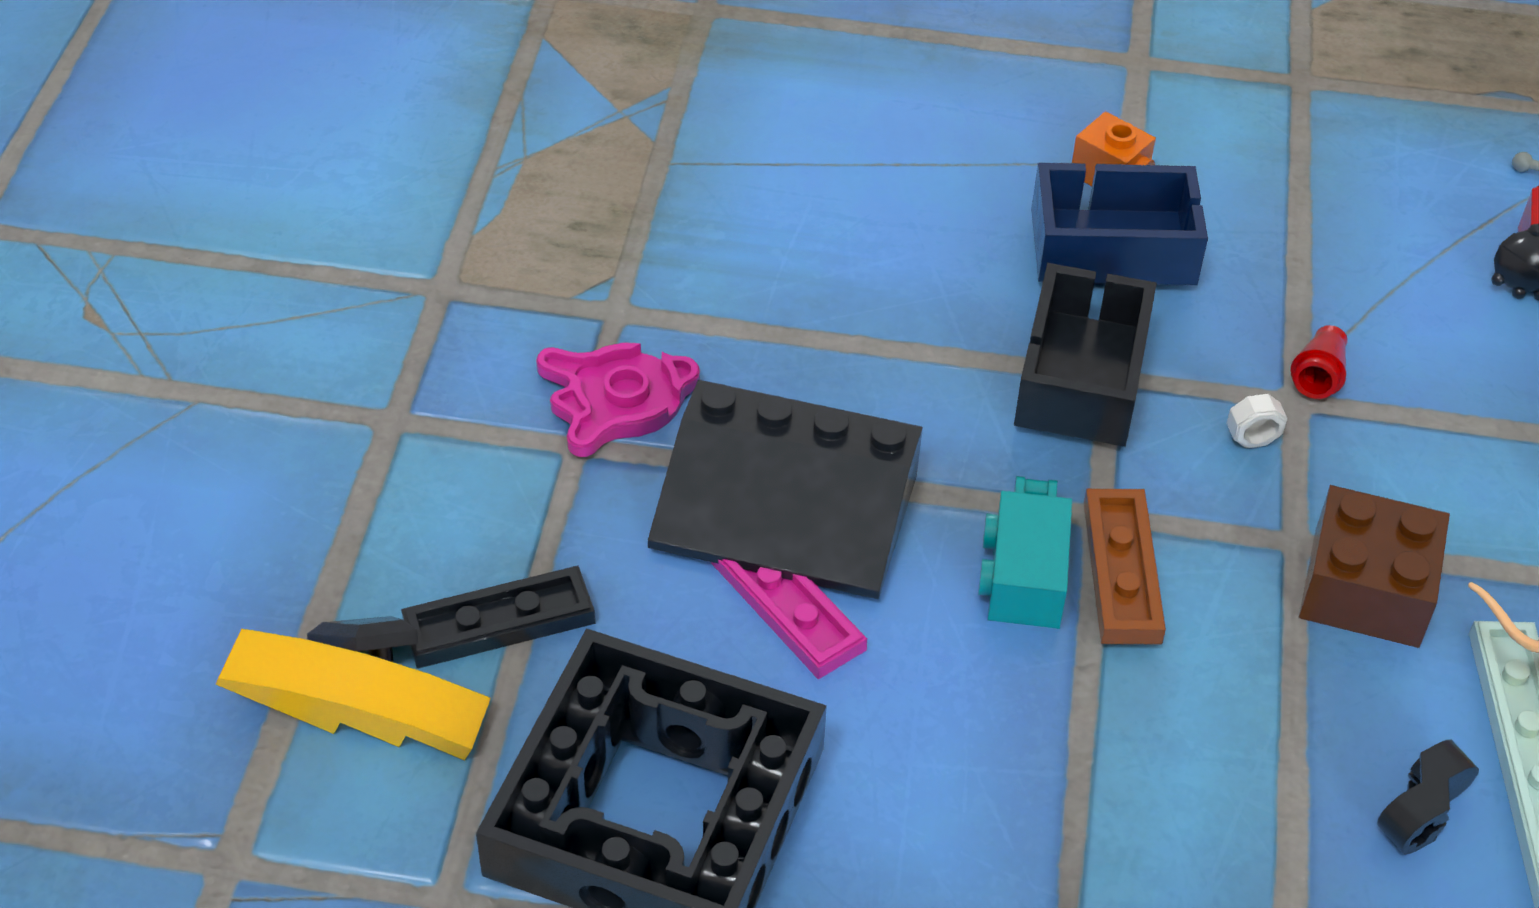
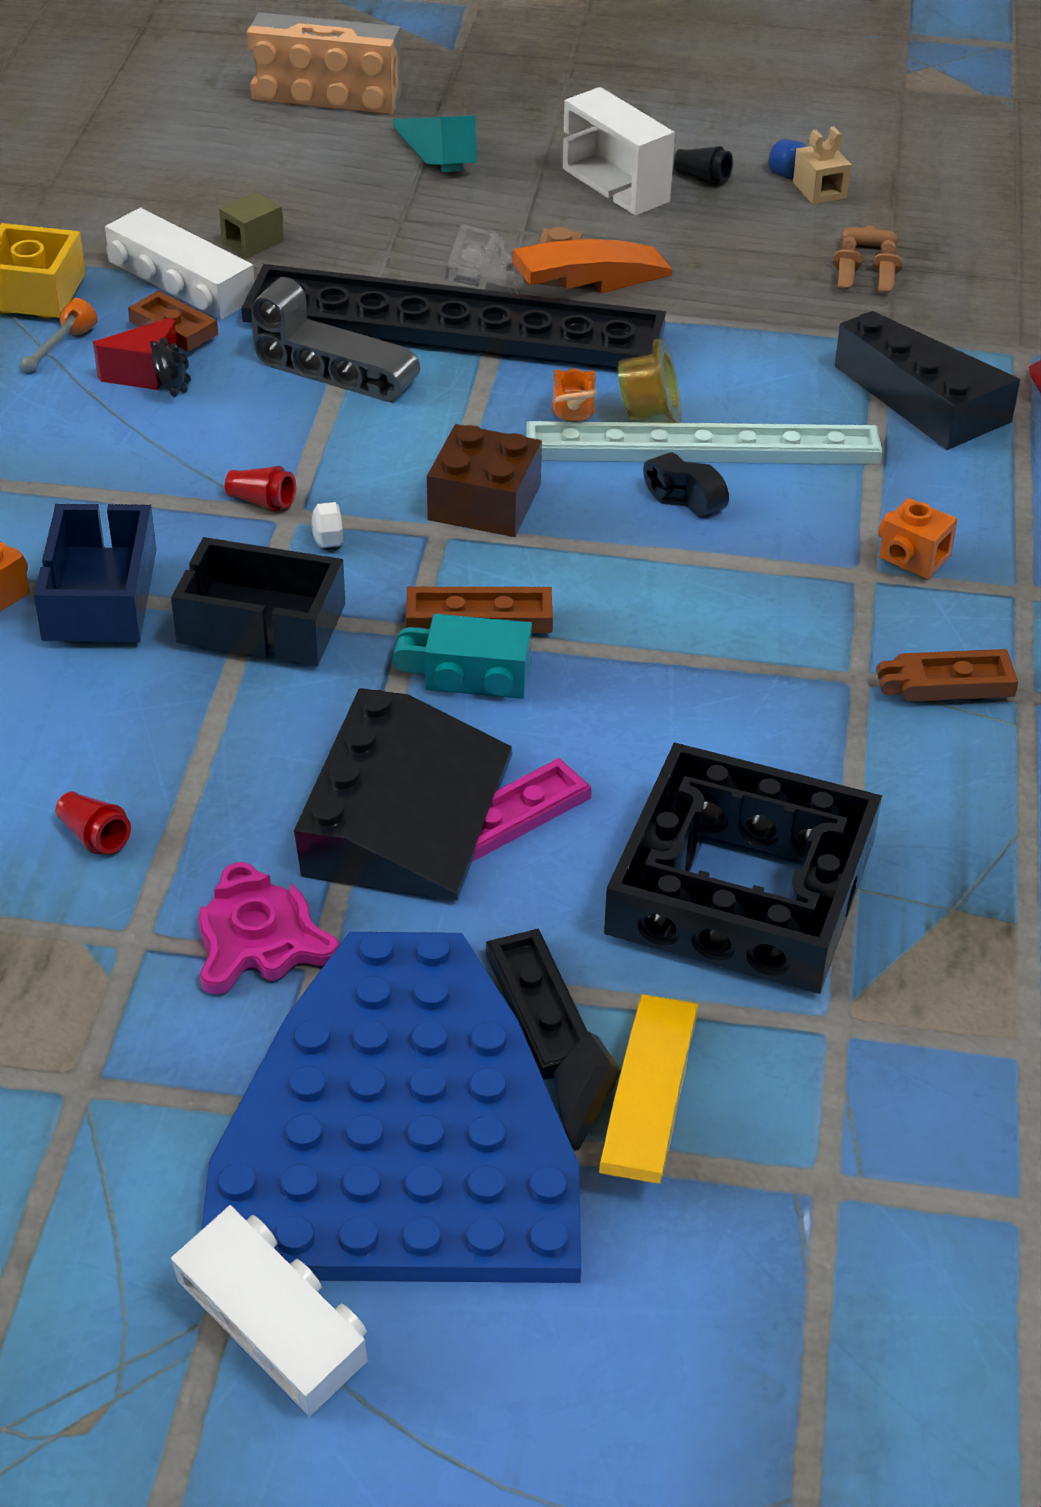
camera: 90 degrees left, 5 degrees down
(134, 394) = (272, 1308): none -> white brick
(356, 500) = (404, 1127): none -> blue wing
(754, 260) = (94, 822): none -> red cone

